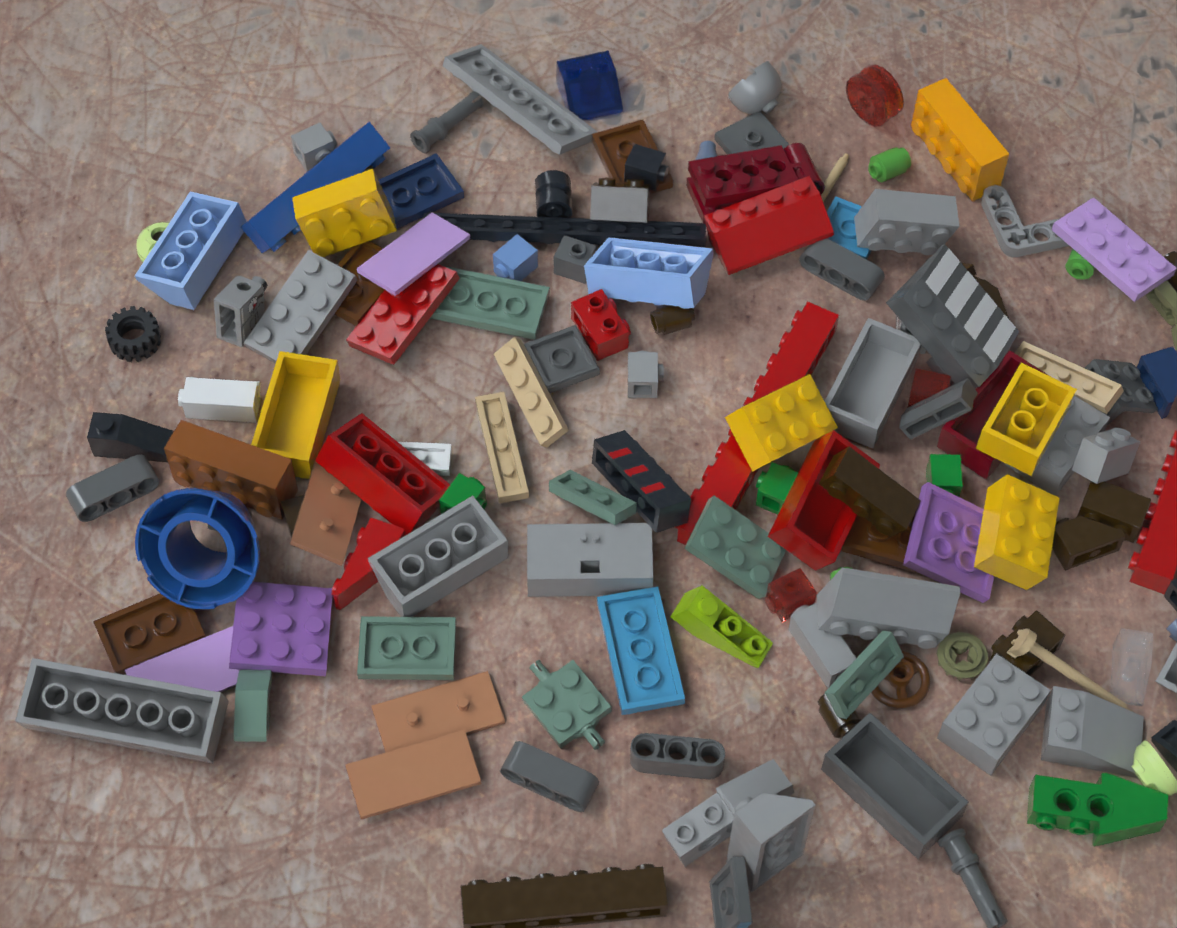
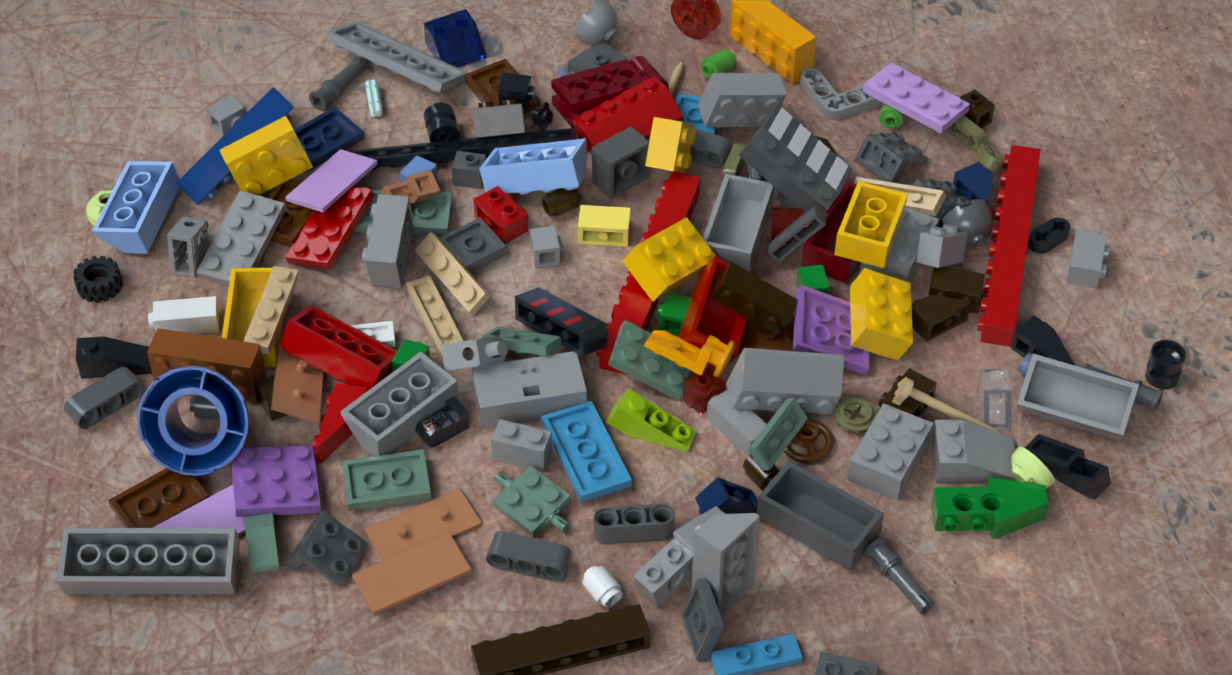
camera: 10 degrees left, 10 degrees down
(314, 412) = (272, 307): none -> tan plate
(325, 727) = (328, 549): none -> dark grey bracket
(463, 343) = (388, 241): none -> light grey brick
(484, 147) = (374, 98): none -> light aqua axle
(484, 587) = (444, 423): none -> black leg
(502, 280) = (416, 187): none -> nougat slope
(546, 505) = (485, 350): none -> light grey torso
(567, 631) = (521, 445): none -> light grey brick
(626, 830) = (602, 586): none -> white brick
(671, 202) = (542, 116): none -> black plate
(716, 358) = (604, 225): none -> light yellow brick
(749, 280) = (620, 162): none -> dark grey brick
(780, 552) = (690, 356): none -> light orange piece
(790, 746) = (727, 497): none -> dark blue slope
(811, 270) = (670, 145): none -> yellow brick
(878, 306) = (734, 162): none -> olive beam
(1067, 317) = (888, 155): none -> dark grey bracket
(1150, 427) = (972, 219): none -> dark grey cylinder

